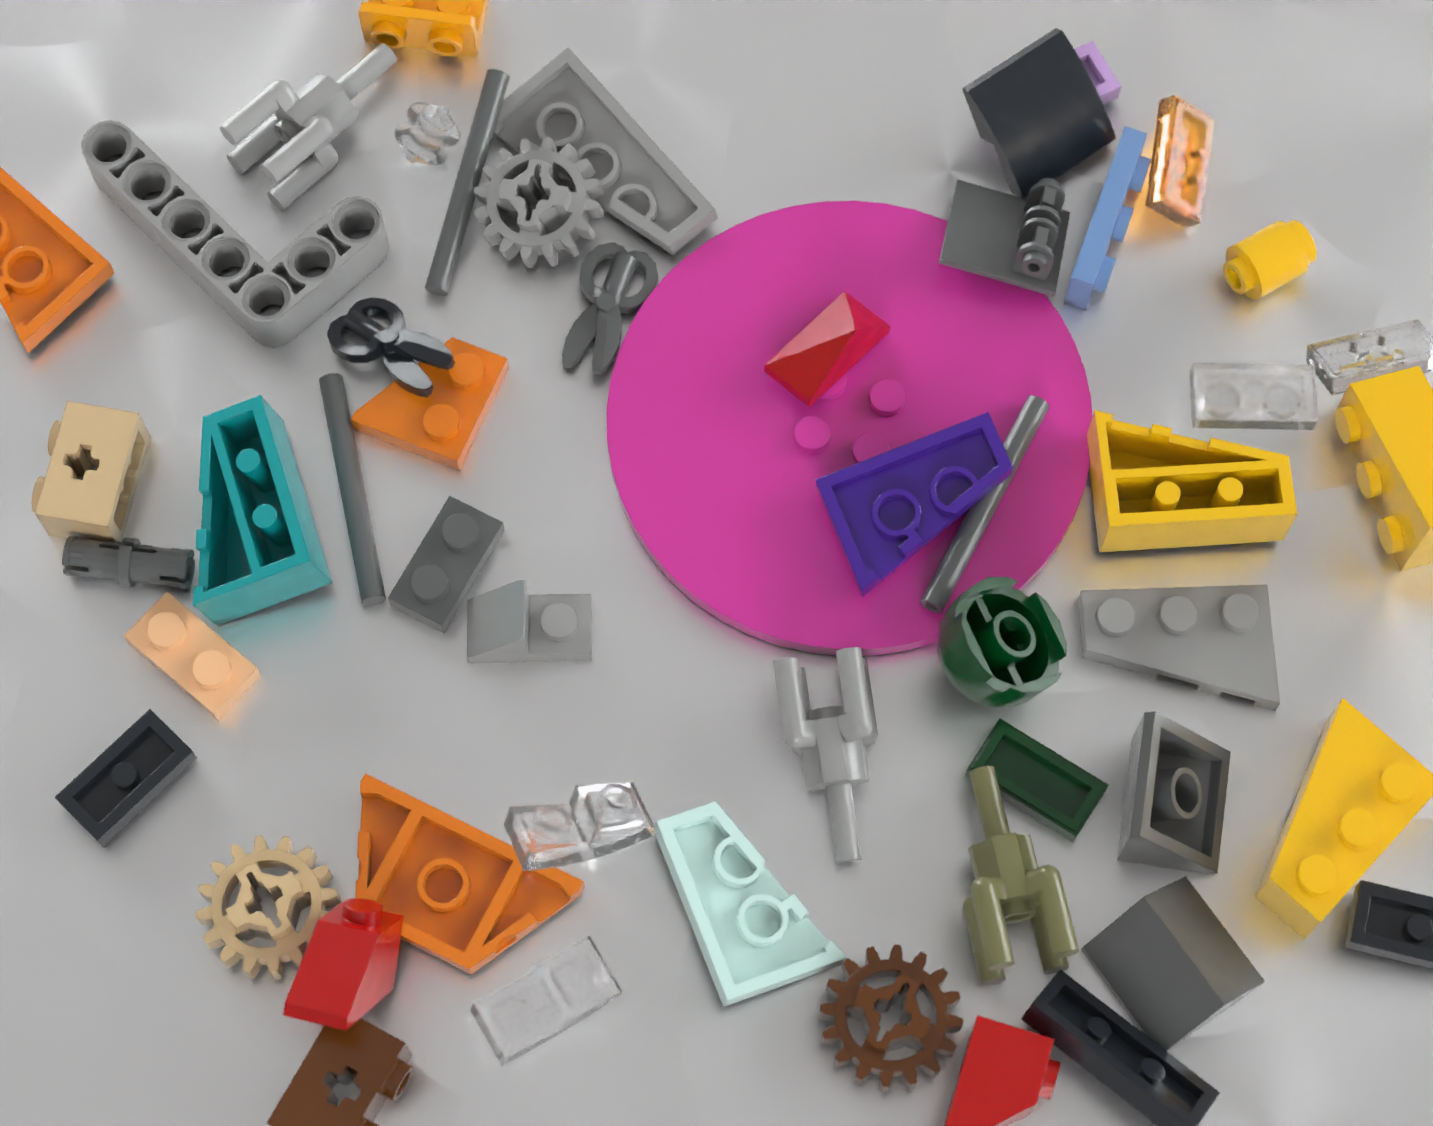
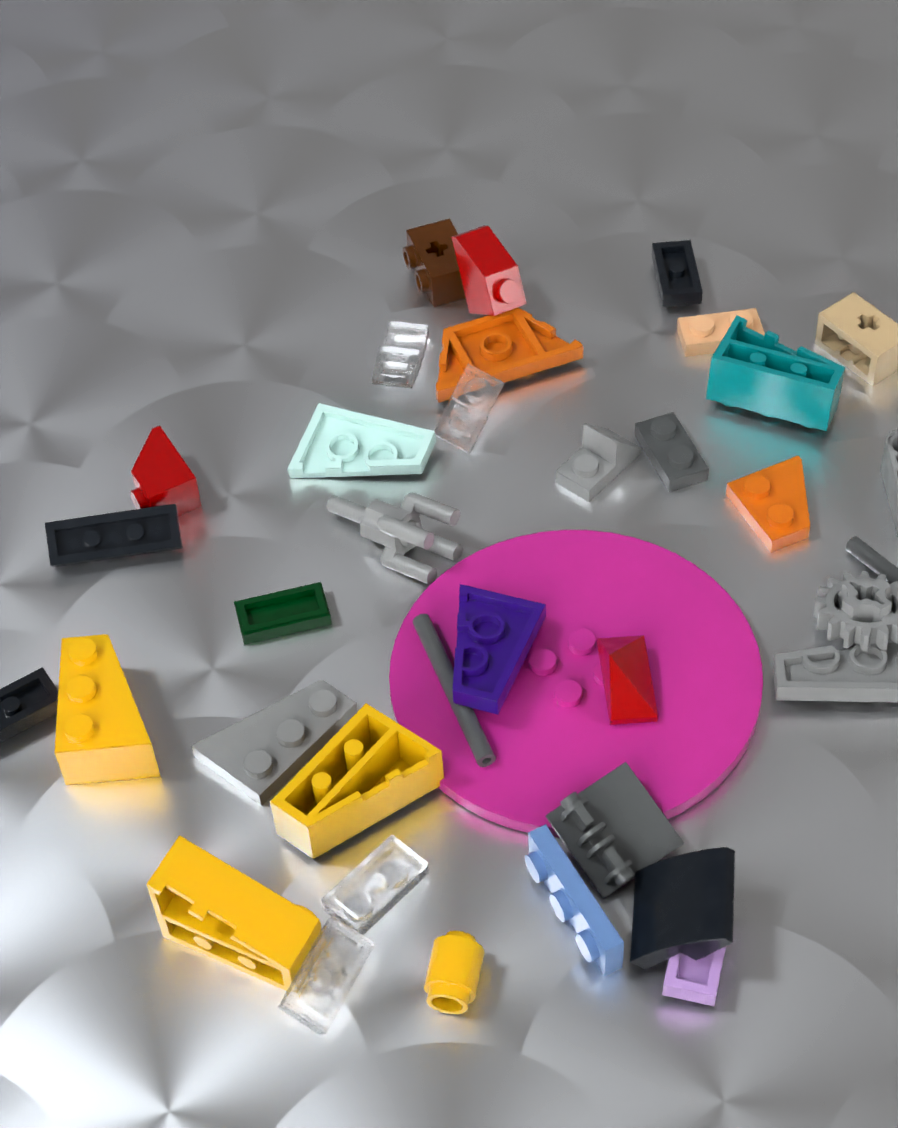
camera: 135 degrees right, 20 degrees down
(128, 562) = (807, 320): dark grey pin -> none
(246, 919) = (557, 283): tan gear -> none
(352, 489) = (757, 439): dark grey bar -> none
(395, 344) = (816, 494): black piece -> none
(603, 318) = (758, 601): dark grey piece -> none
(914, 1032) = (239, 462): reddish brown gear -> none
(1000, 644) = (360, 618): dark green cylinder -> none
(1011, 890) = (235, 543): olive plant -> none
(1172, 963) = (125, 601): dark grey slope -> none
(1173, 798) = (202, 651): dark grey slope -> none
(1179, 161) = (575, 979): clear orange plate -> none

